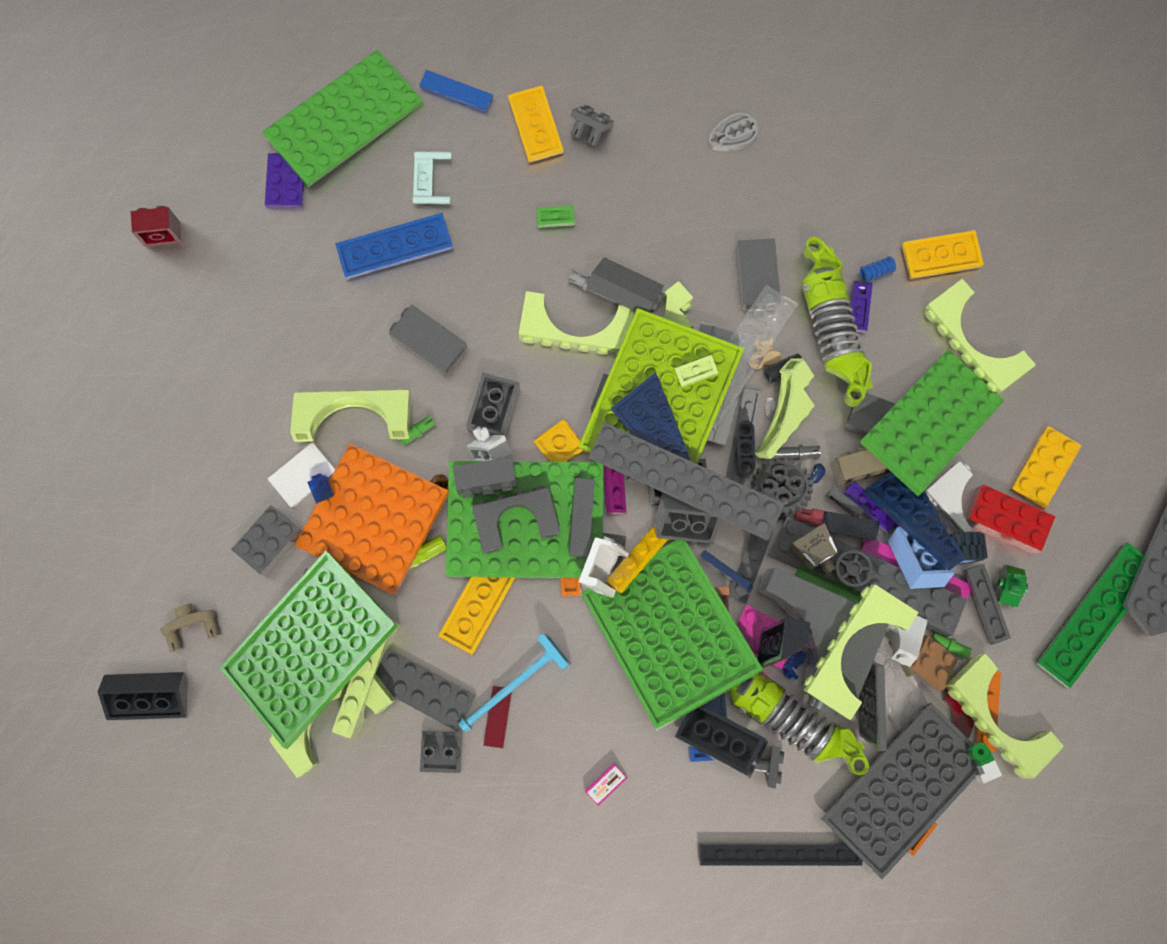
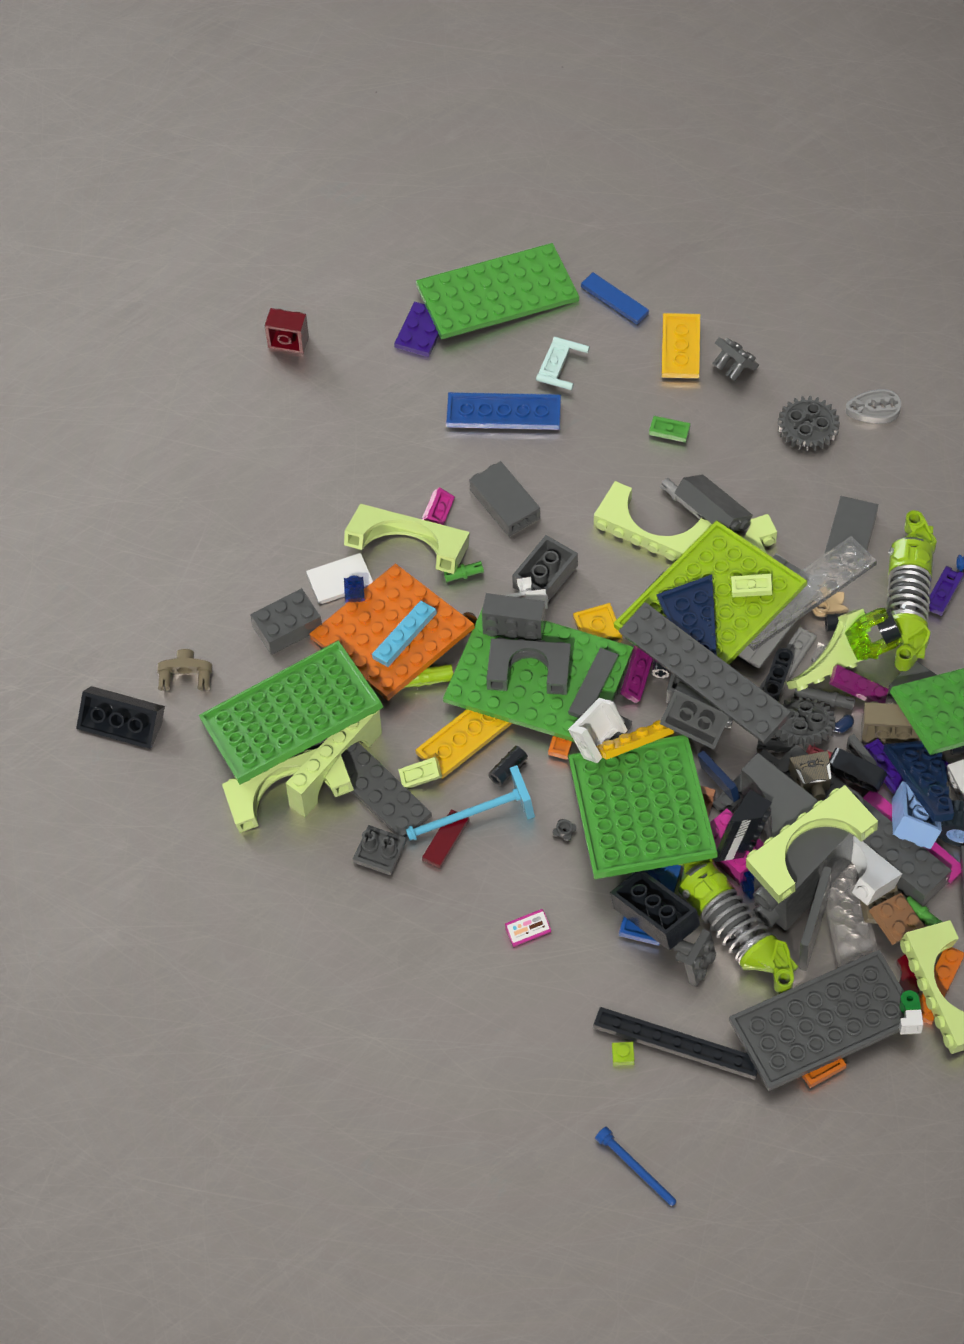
camera: 25 degrees right, 20 degrees down
(368, 369) = (438, 506): none -> dark pink slope
(386, 523) = (404, 633): none -> medium azure plate
(451, 660) = (420, 773): none -> yellowish green plate
(529, 622) = (501, 771): none -> black axle
(608, 668) = (564, 824): none -> dark grey plate
(669, 160) = (813, 419): none -> dark grey gear
(735, 880) = (623, 1053): none -> lime plate
(819, 434) = (857, 685): none -> magenta plate
(821, 399) = (860, 641): none -> clear neon green piece

